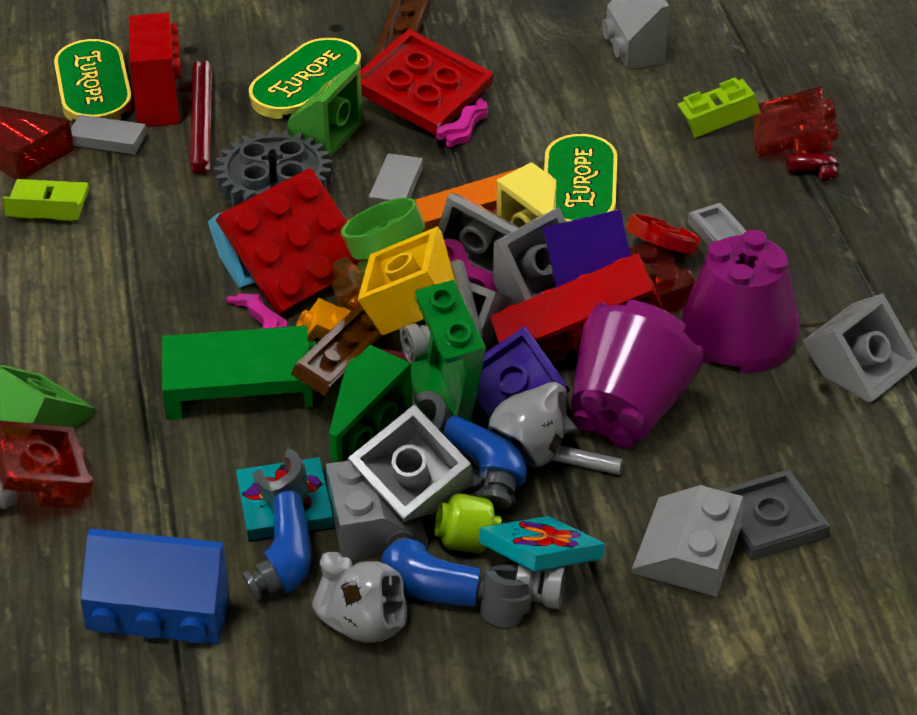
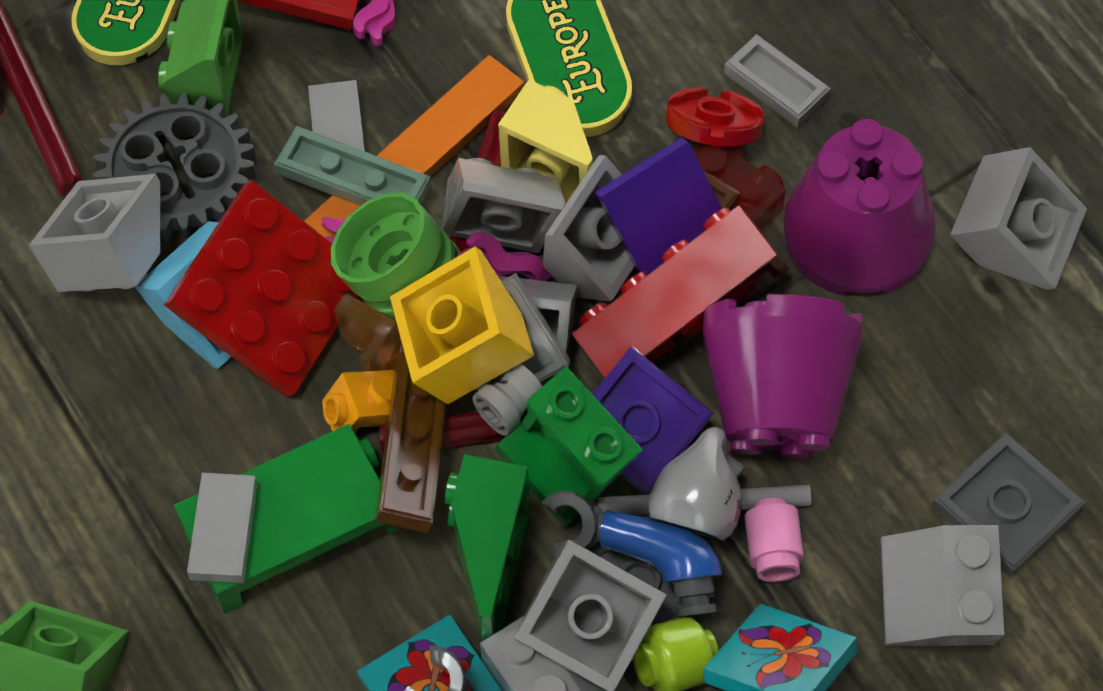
camera: 20 degrees left, 20 degrees up
(185, 353) = (222, 528): none -> light grey tile
(199, 187) = (102, 234): none -> light grey slope
(258, 310) = (292, 417): dark pink hair -> none
(370, 189) = (345, 169): none -> sand green tile
(577, 479) = (774, 540): none -> bright pink brick

